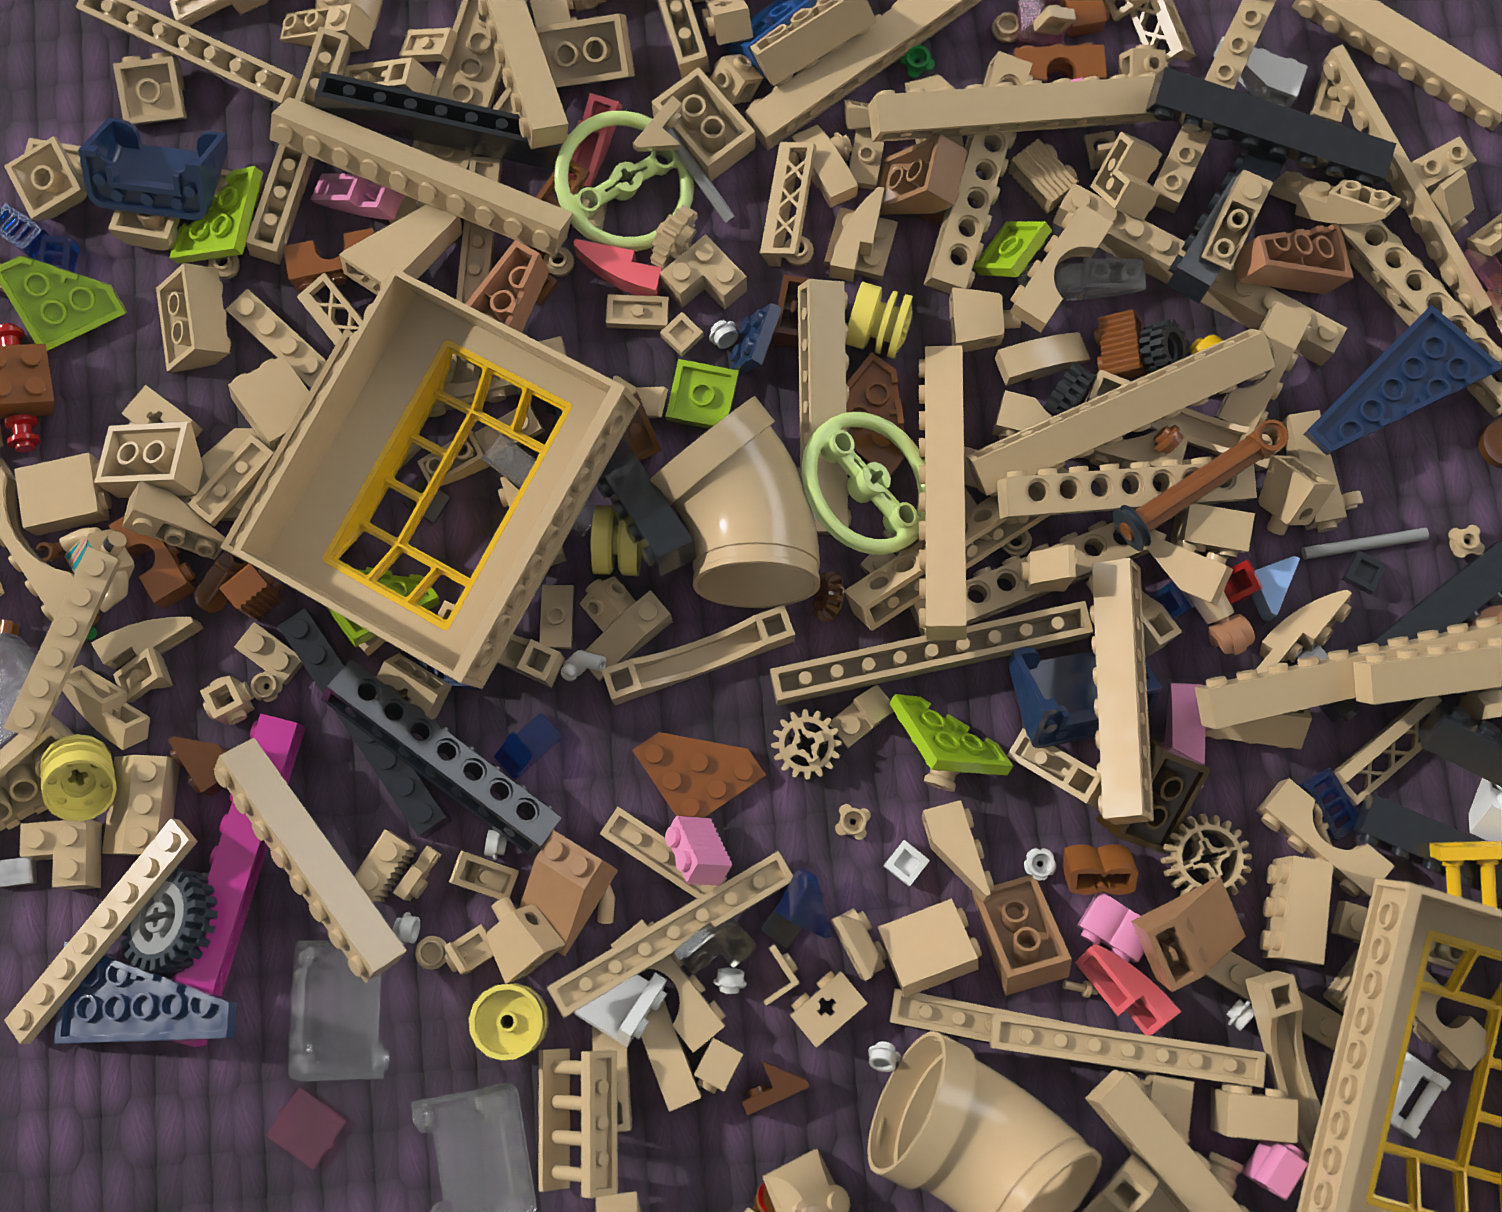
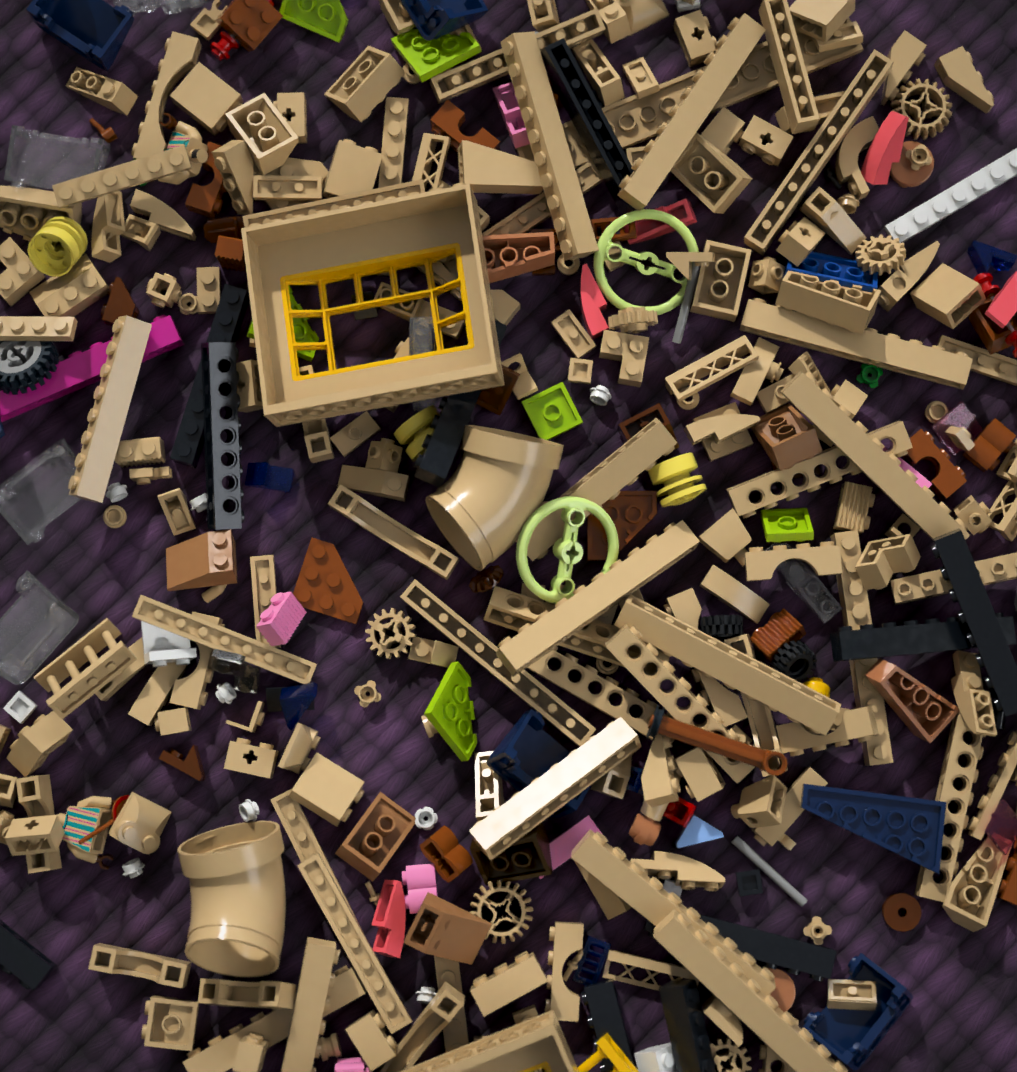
camera: 50 degrees right, 5 degrees up
(468, 951) = (131, 537): tan bracket -> none
(488, 1025) = (123, 591): light yellow wheel -> none
(521, 939) = (158, 559): tan torso -> none
(579, 662) = (339, 468): white arm -> none
(755, 339) = (612, 415): dark blue plate -> none
(906, 863) = (366, 741): white plate -> none
(953, 842) = (399, 756): tan slope -> none
(1049, 569) = (595, 692): tan slope -> none
(1167, 439) = (734, 705): dark orange plate -> none
(1236, 219) = (896, 645): tan slope -> none

